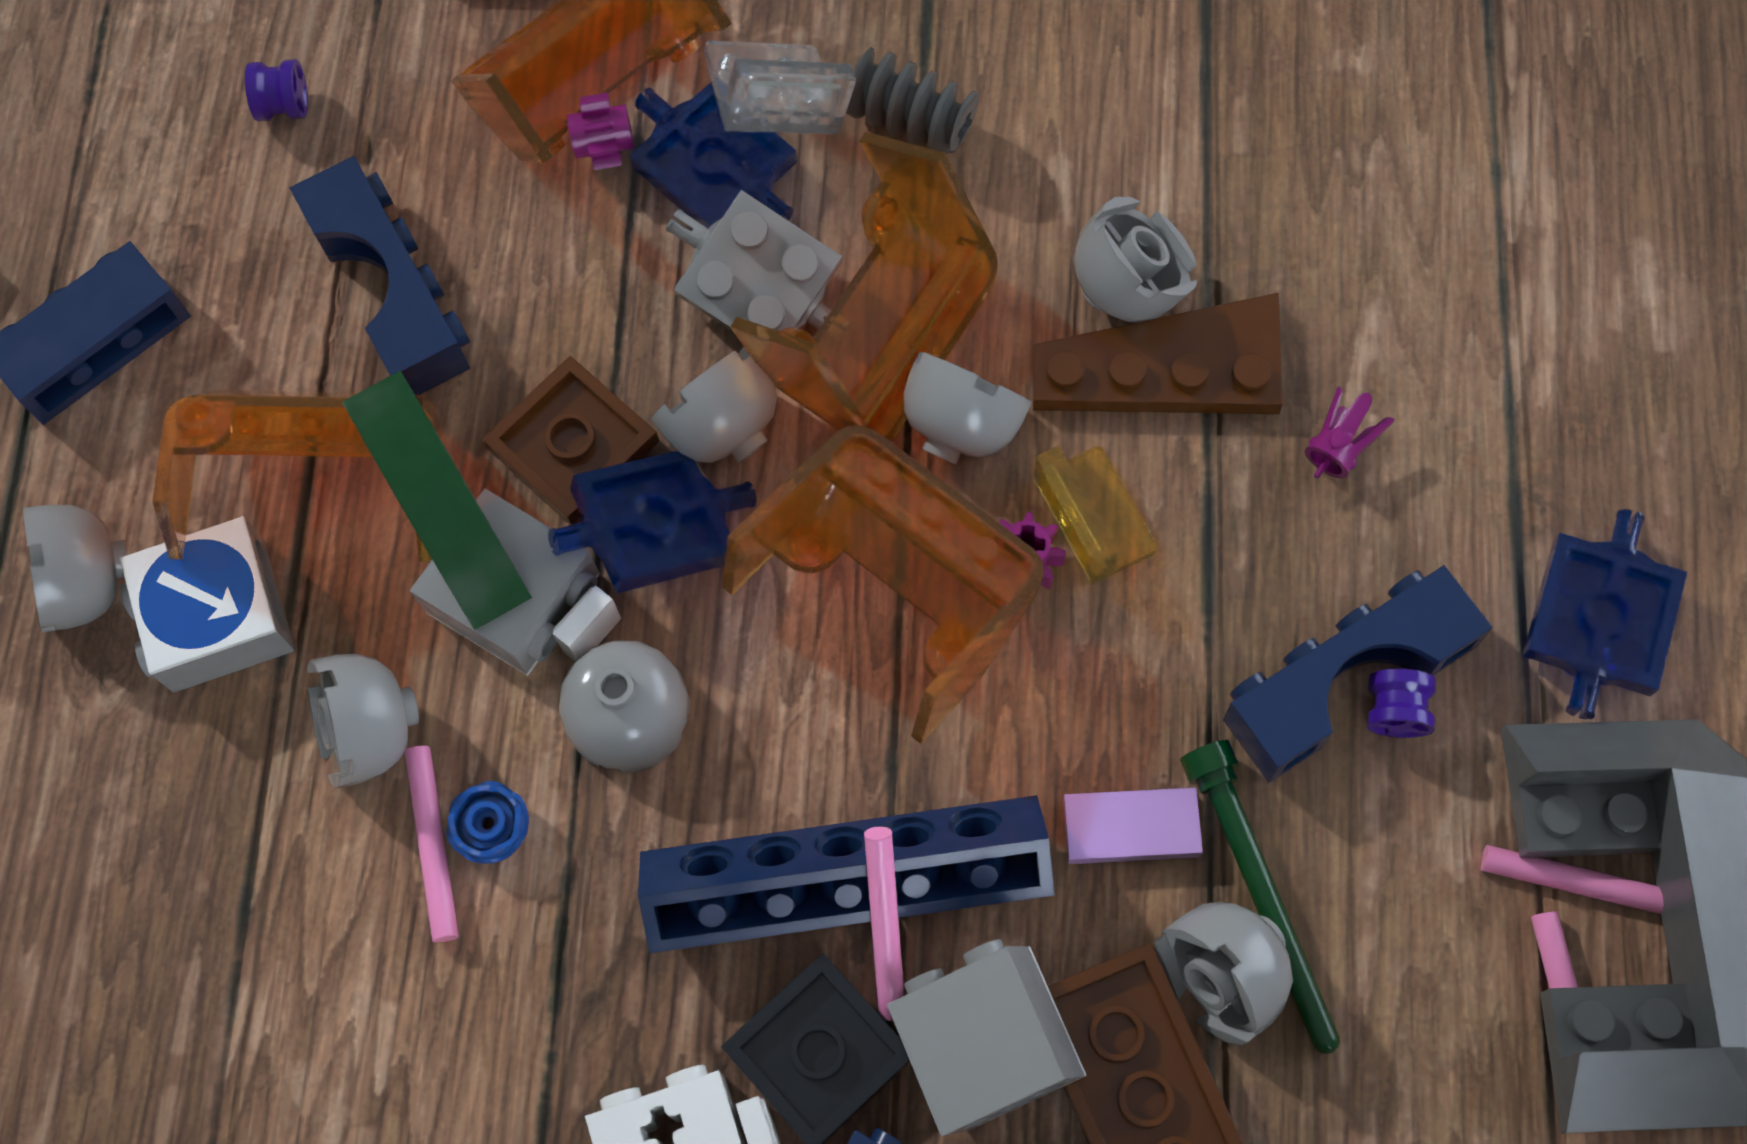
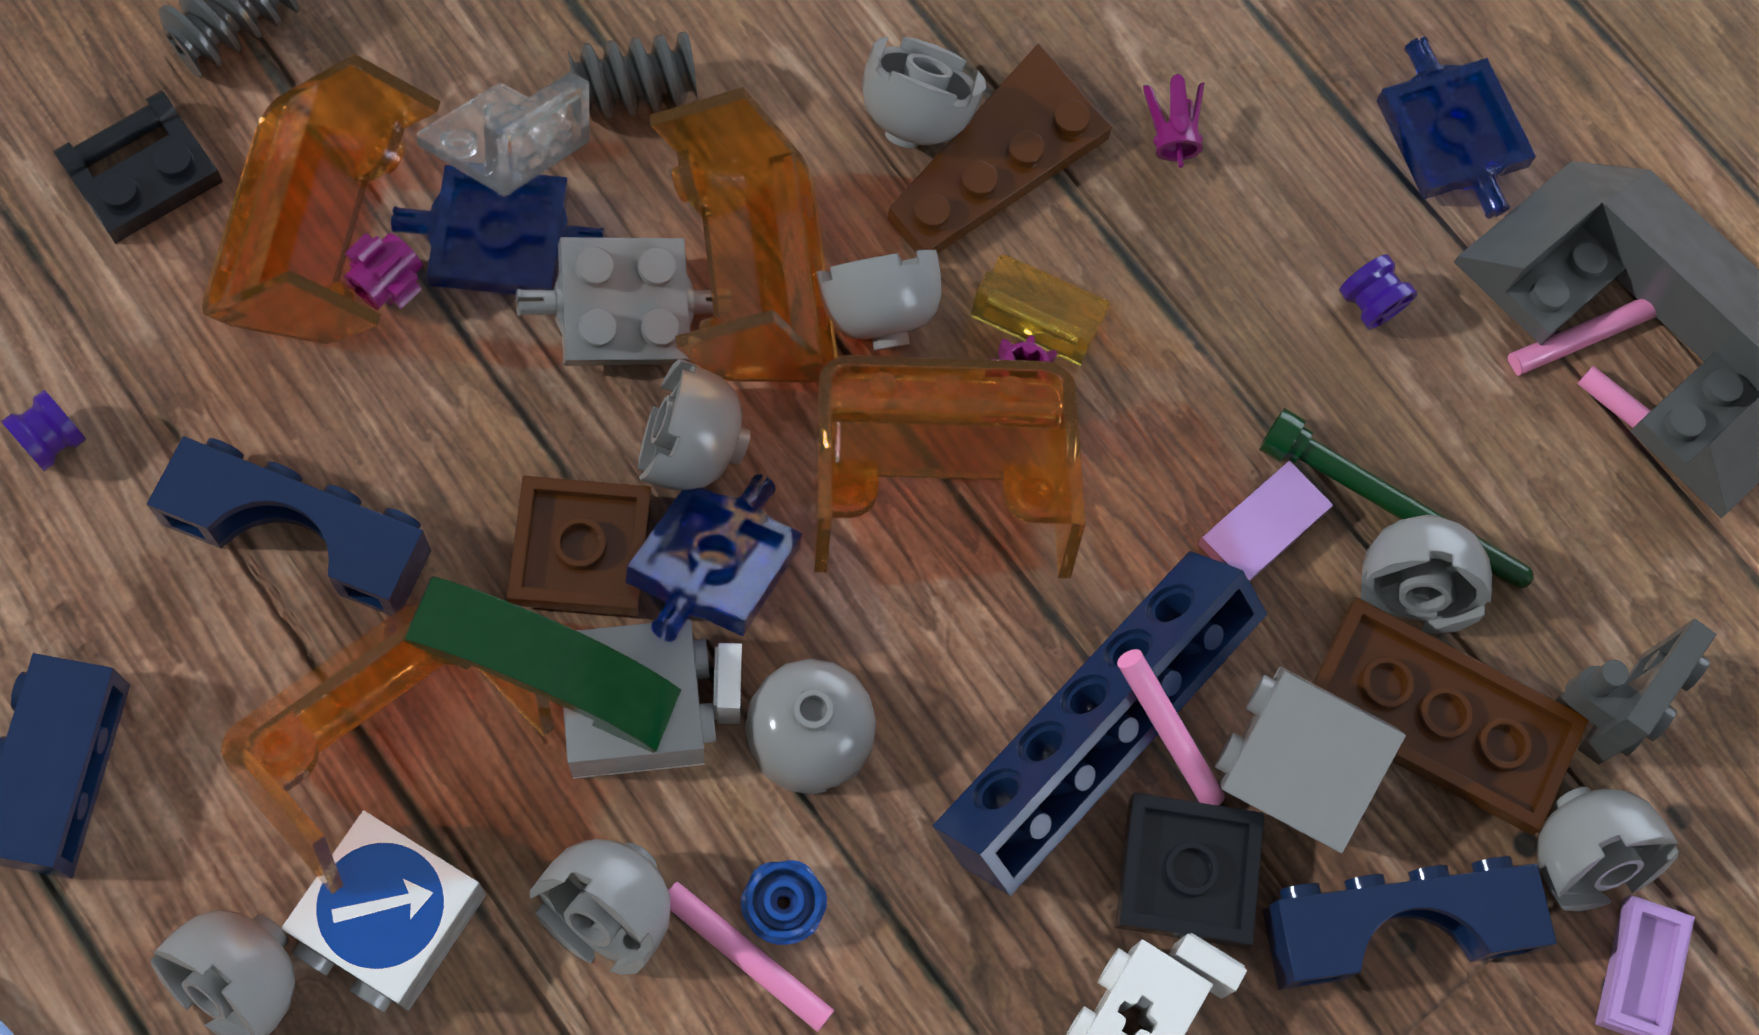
camera: 55 degrees left, 0 degrees up
(1419, 629) = (1311, 354): dark blue arch -> none

